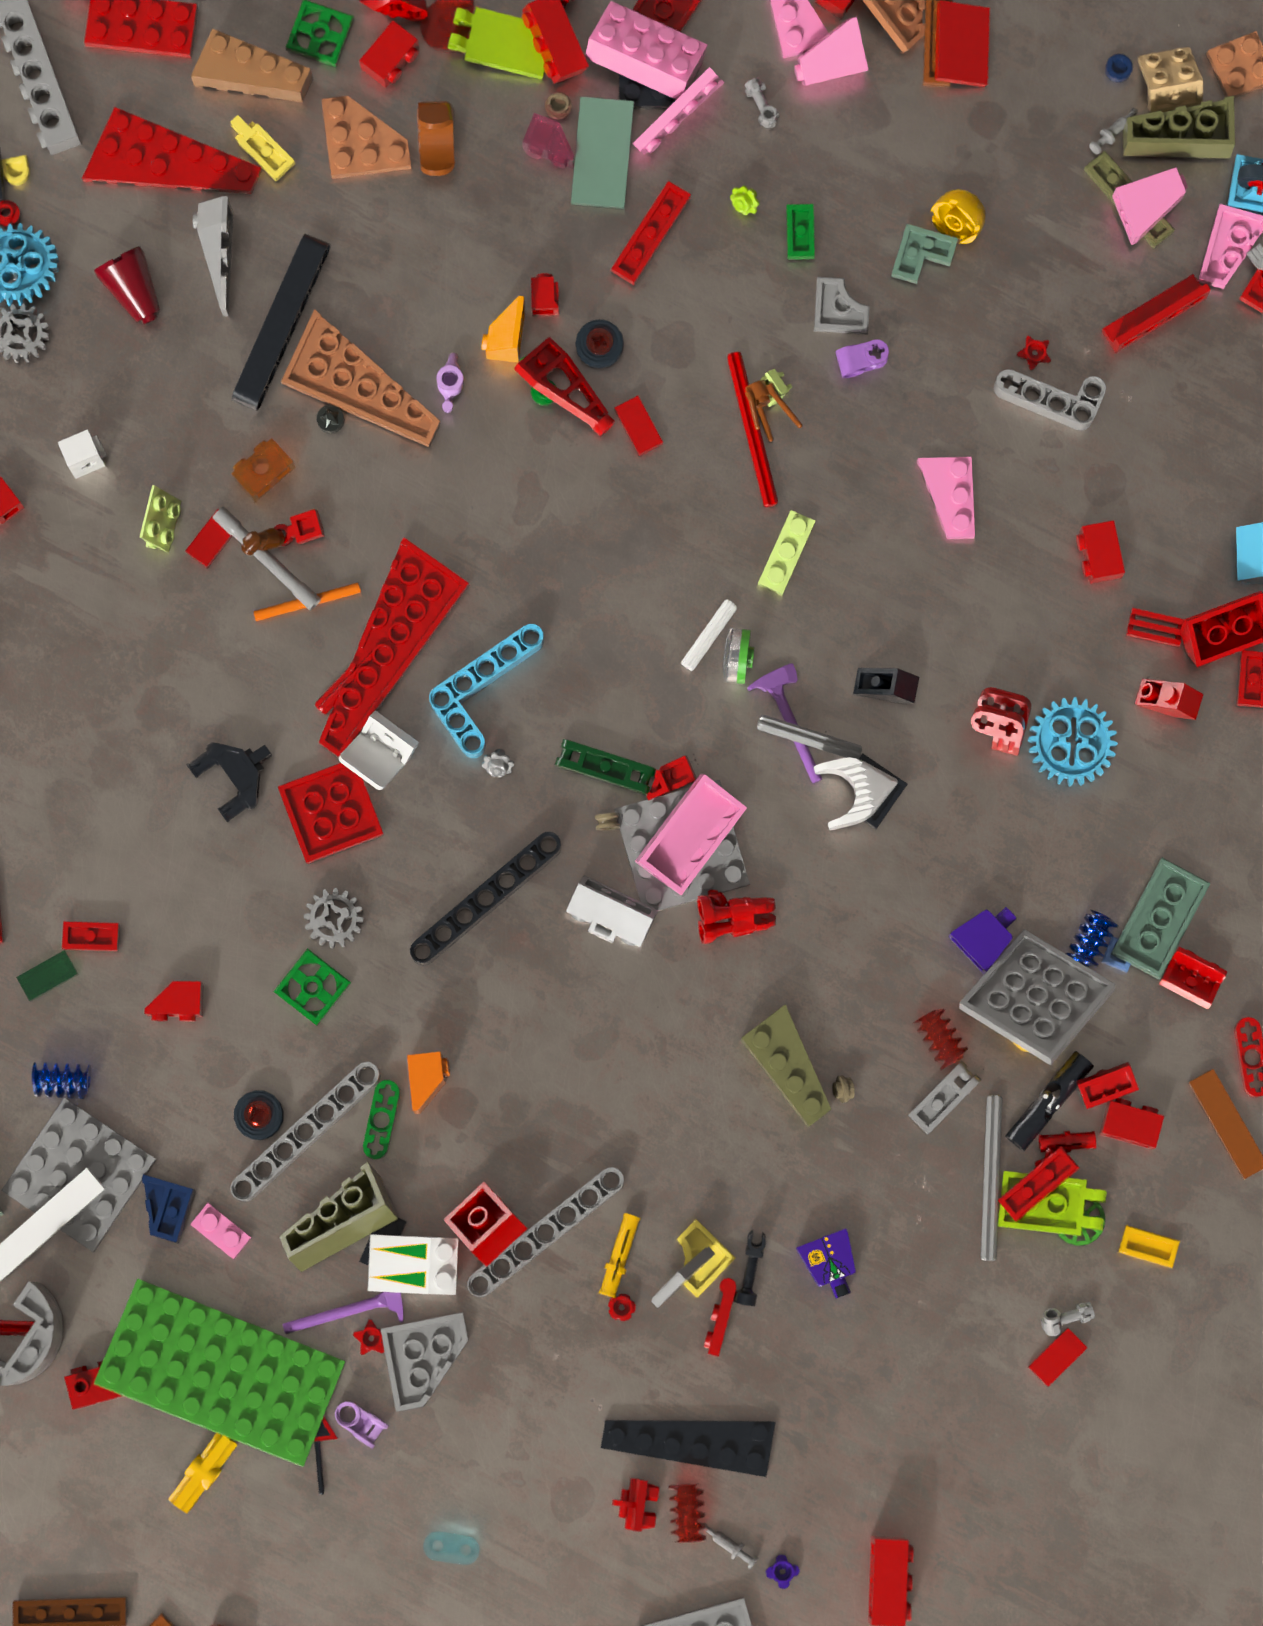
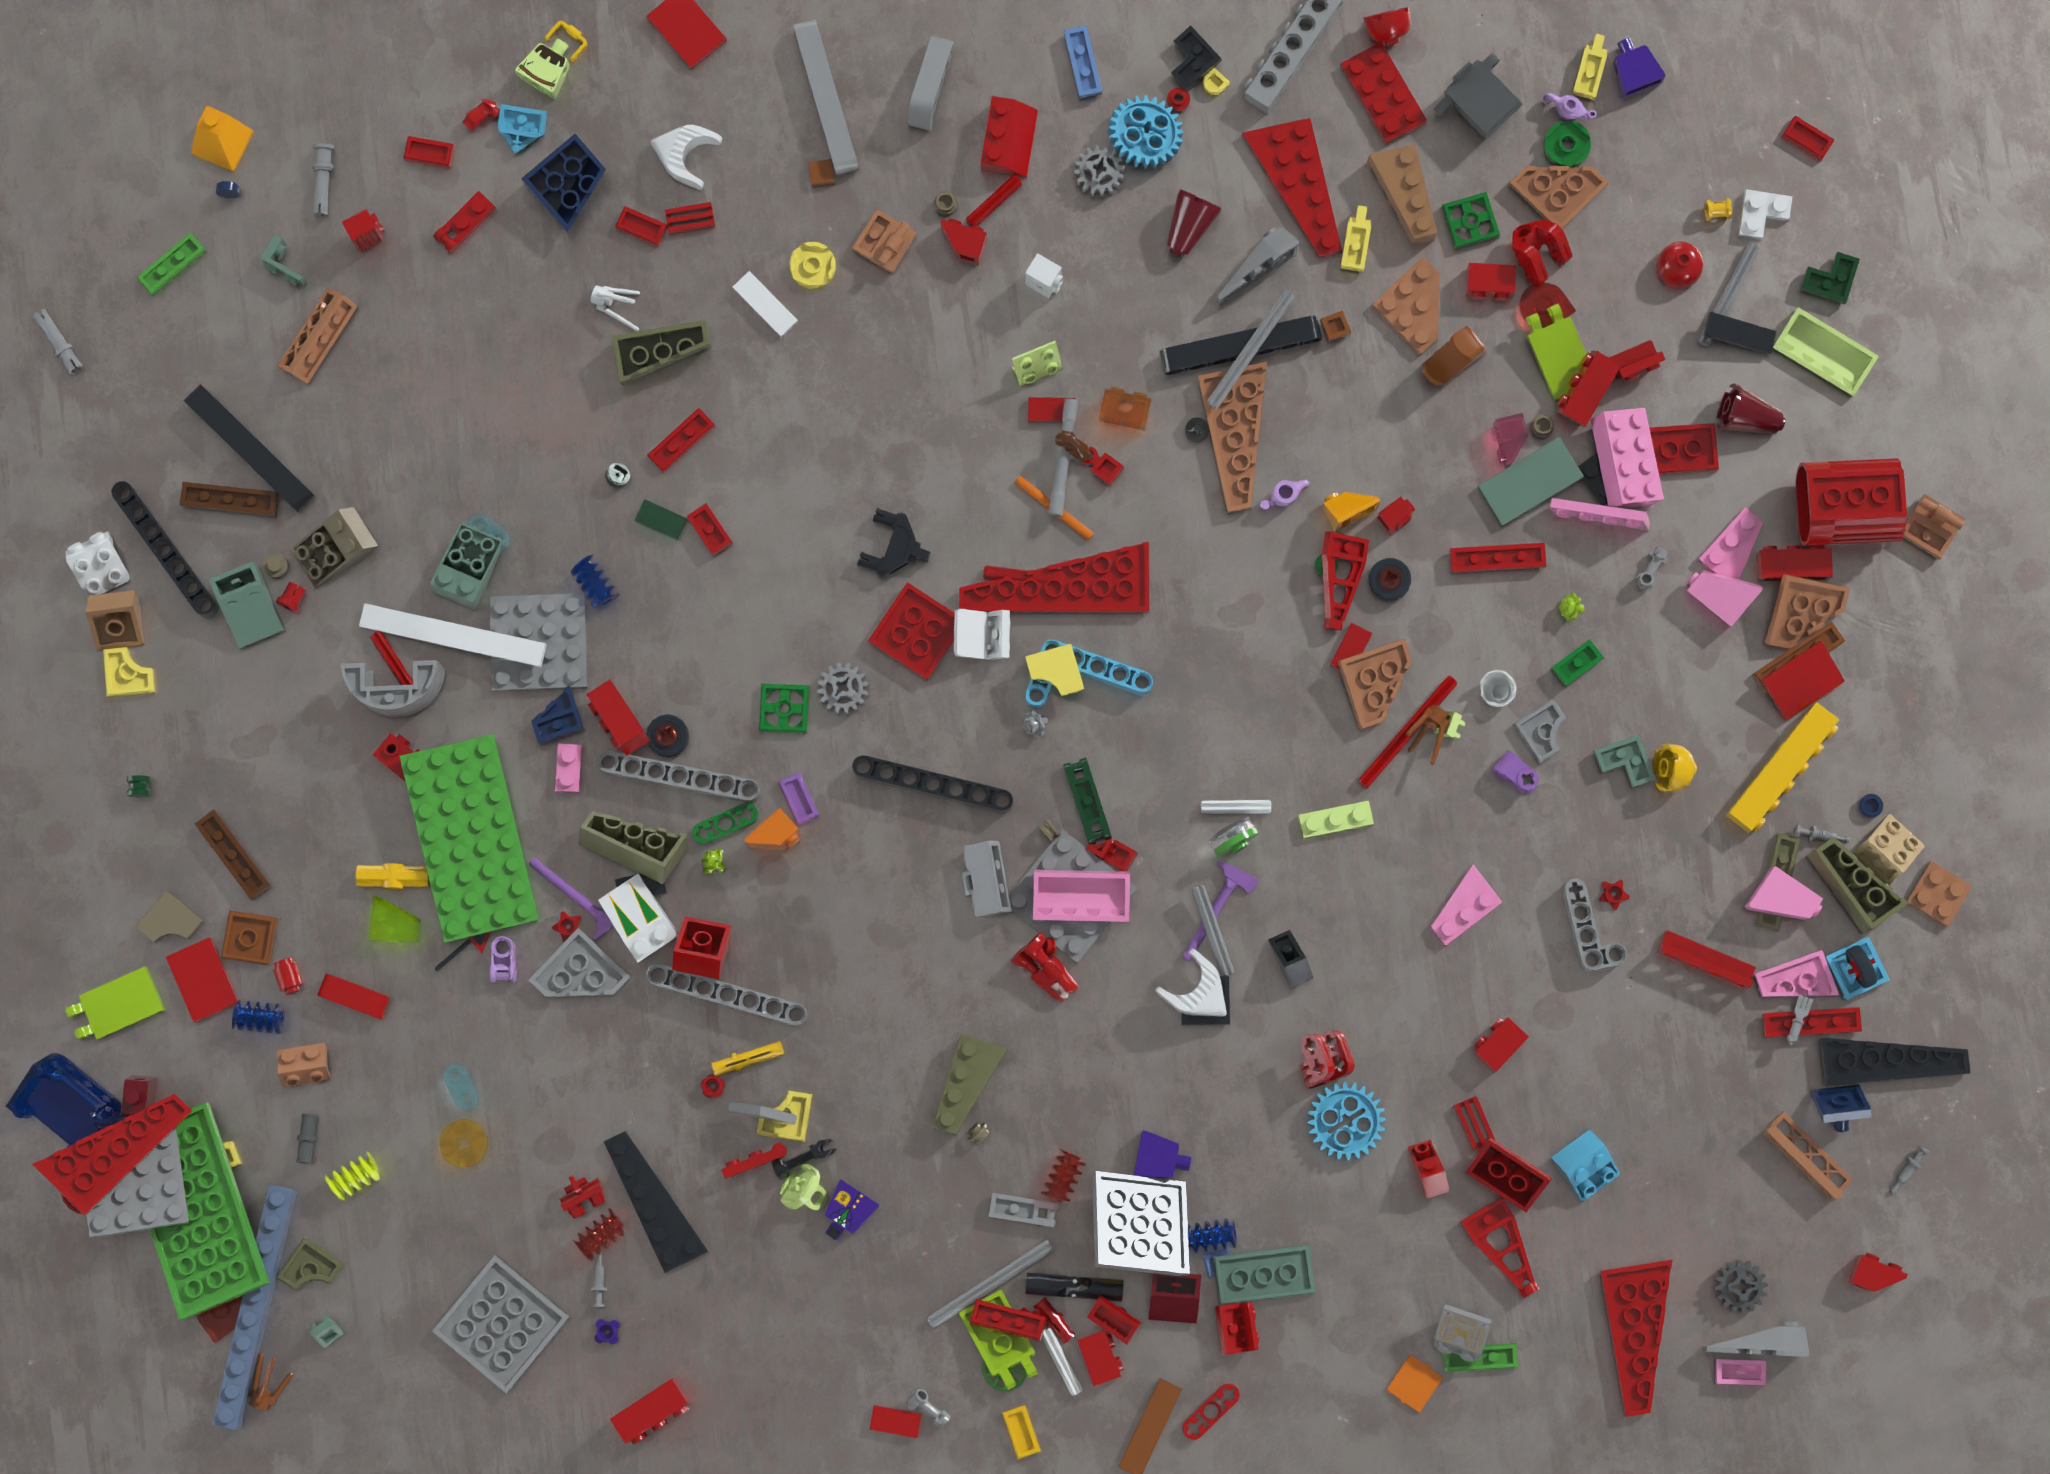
camera: 55 degrees right, 0 degrees up
(179, 1000) = (708, 621): red slope -> none
(208, 1150) = (617, 718): none -> red brick
(247, 1504) = (392, 923): none -> clear neon green slope
(290, 1591) = (353, 996): none -> red beam
(293, 314) = (1250, 349): none -> light grey axle
(327, 224) = (1335, 326): none -> dark orange plate
(408, 1034) = (798, 799): none -> medium lavender tile
(409, 1156) = (713, 861): none -> lime plant
(461, 704) = (1058, 668): none -> light yellow tile
(522, 1588) = (468, 1156): none -> clear yellow plate
(683, 424) = (1374, 680): none -> nougat plate
(773, 318) = (1498, 688): none -> white hair
(778, 1291) = (801, 1186): none -> yellowish green tile
(1029, 119) = (1782, 768): none -> yellow brick
(1111, 1163) = (1061, 1362): none -> white axle
(1125, 1015) = (1174, 1298): none -> dark red slope

